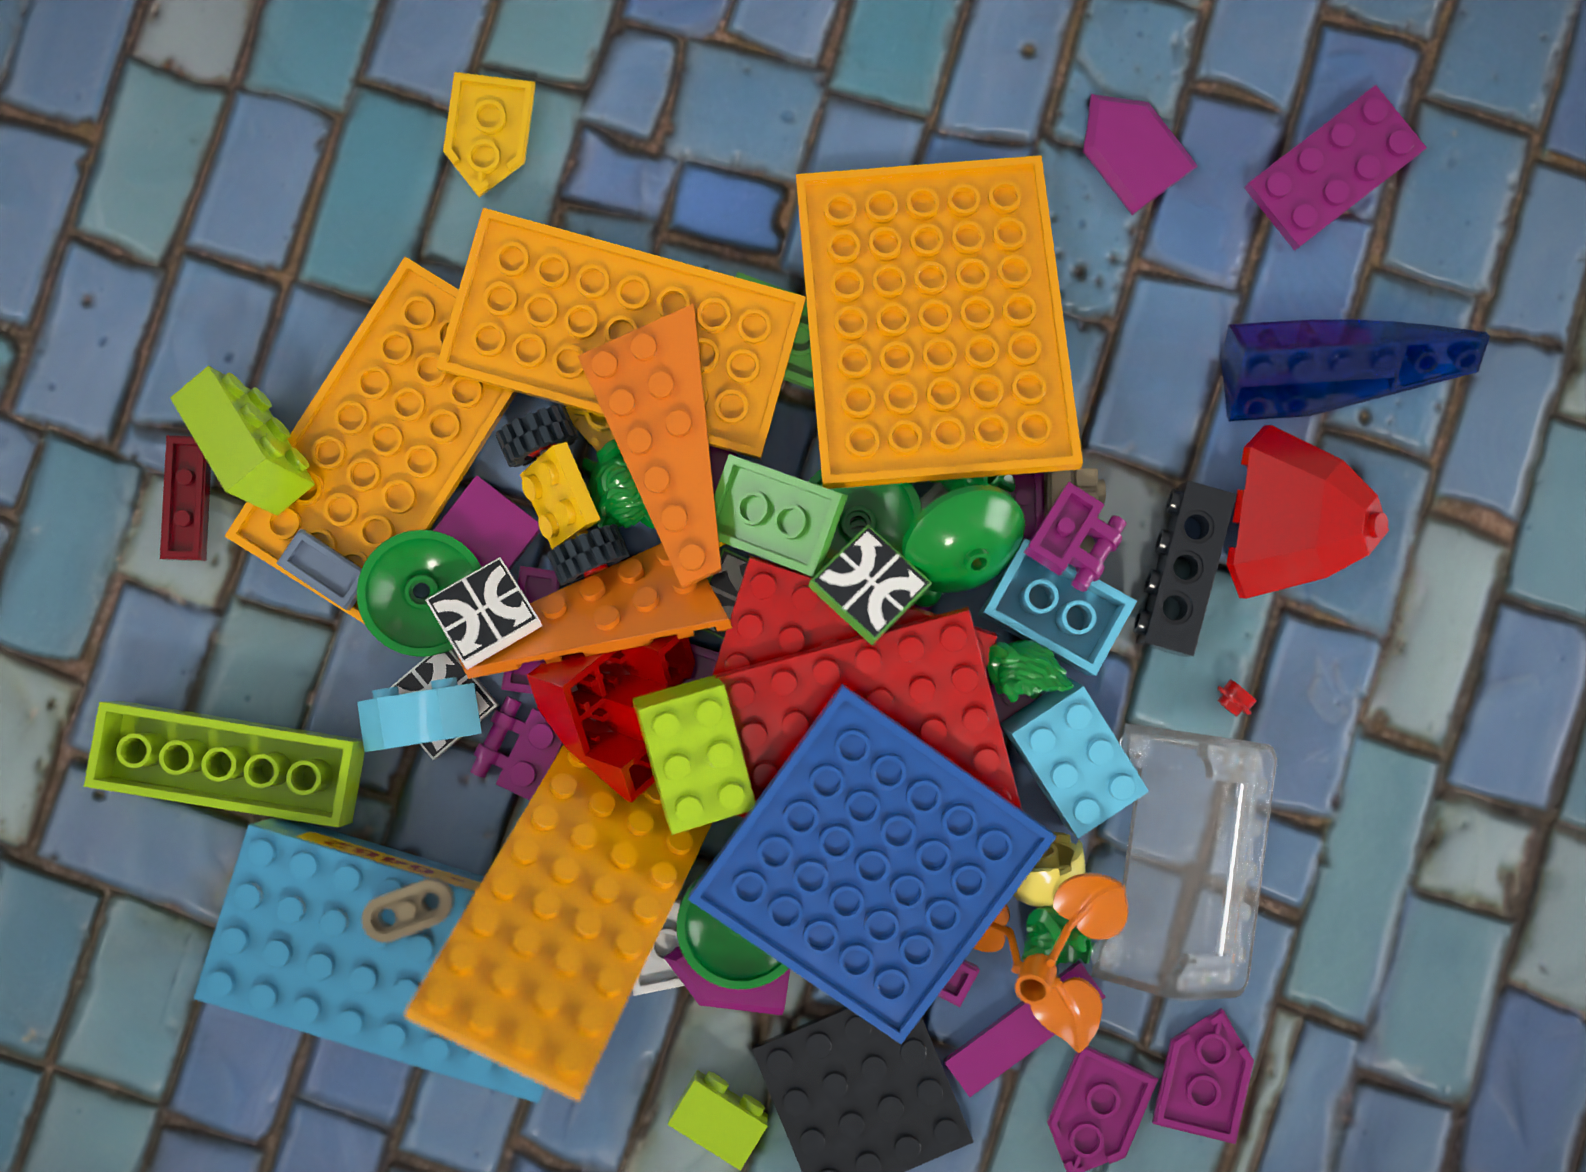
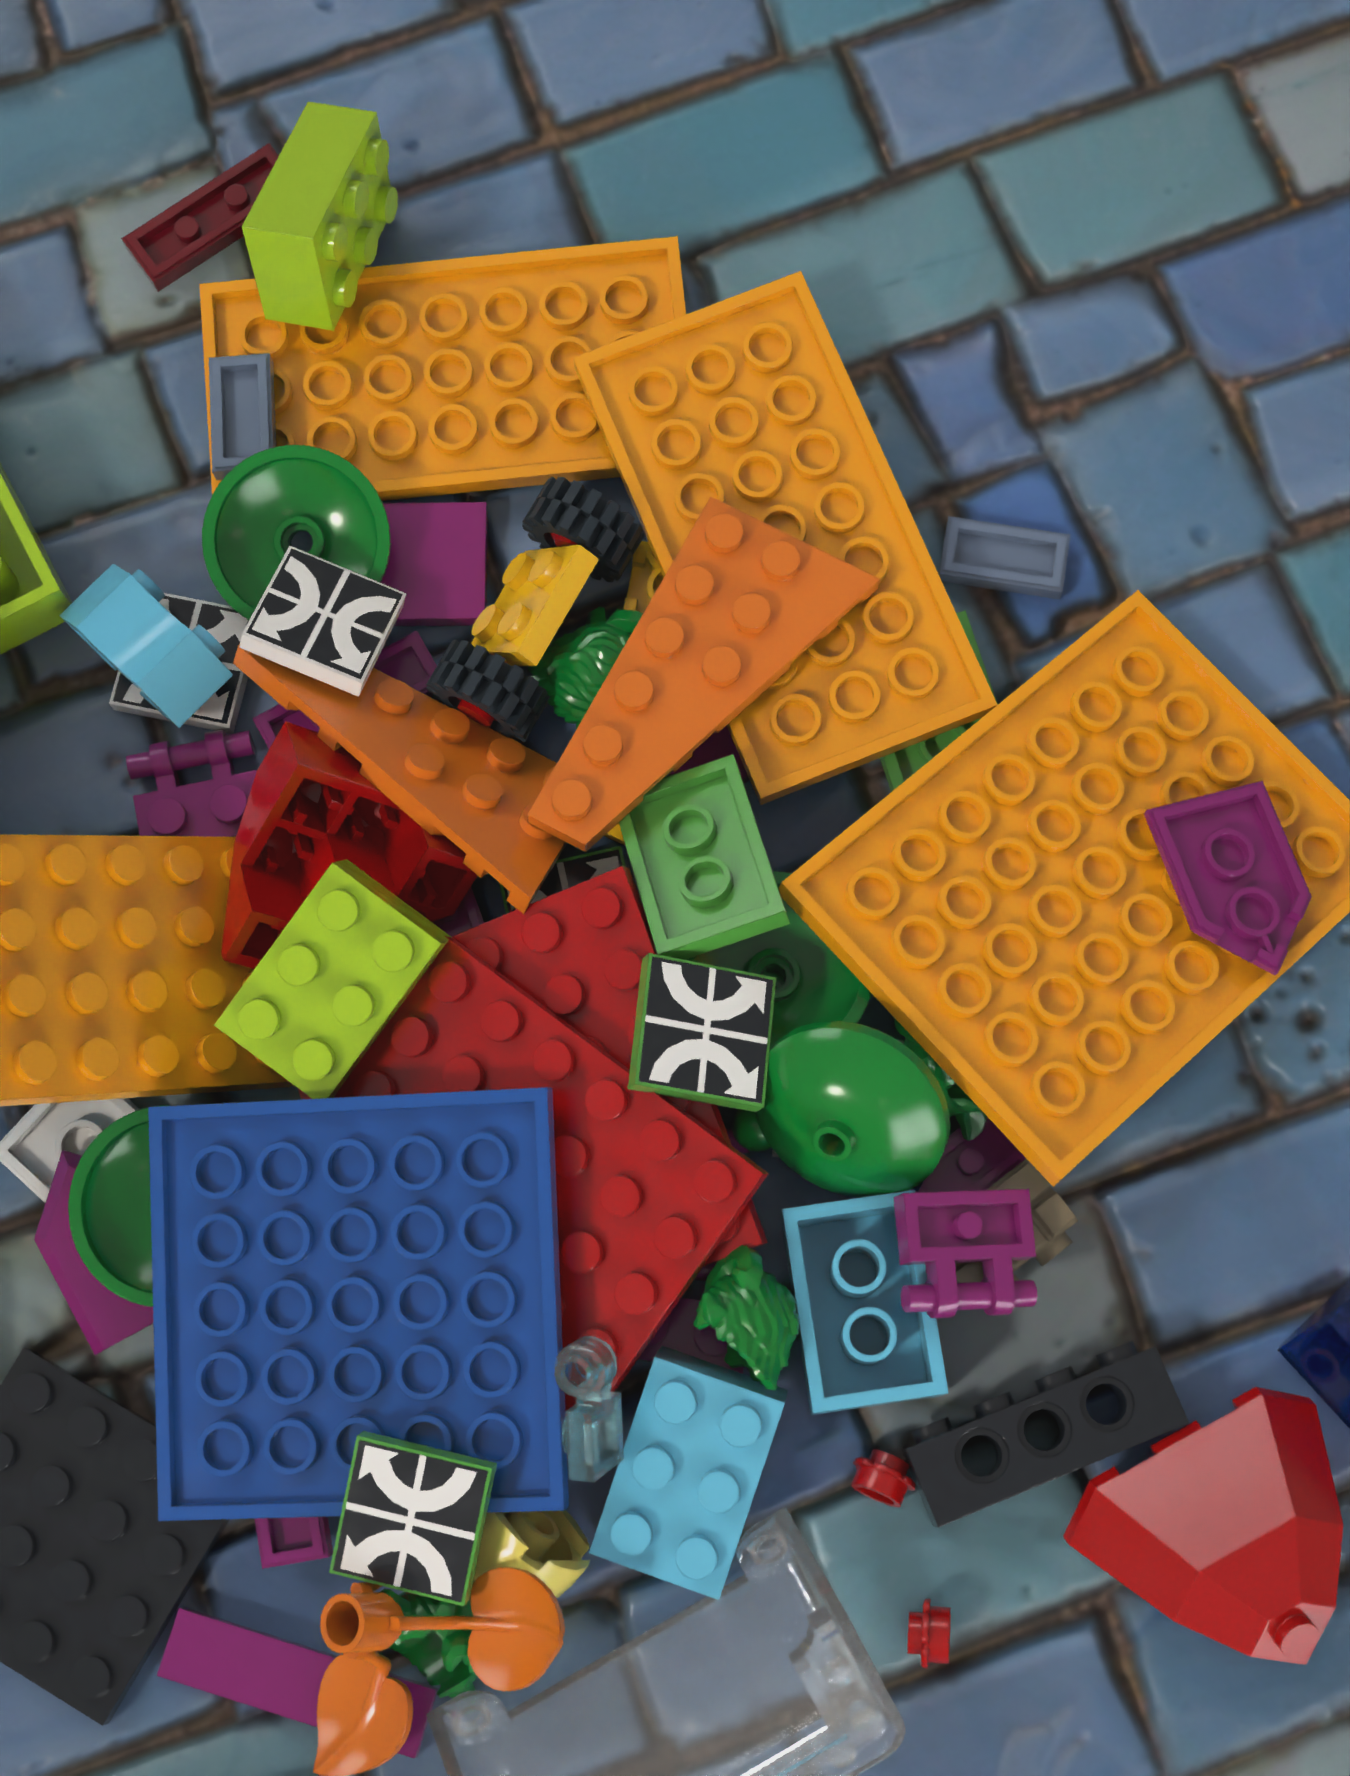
camera: 60 degrees right, 10 degrees down
(488, 127) = (902, 217): yellow tile -> none
(721, 227) = (1004, 557): none -> sand blue tile
(987, 248) = (1233, 871): none -> magenta tile
(1002, 915) = (413, 1518): none -> tile
(1026, 791) = (594, 1425): none -> clear light blue plate
(1144, 663) = (882, 1478): none -> red plate

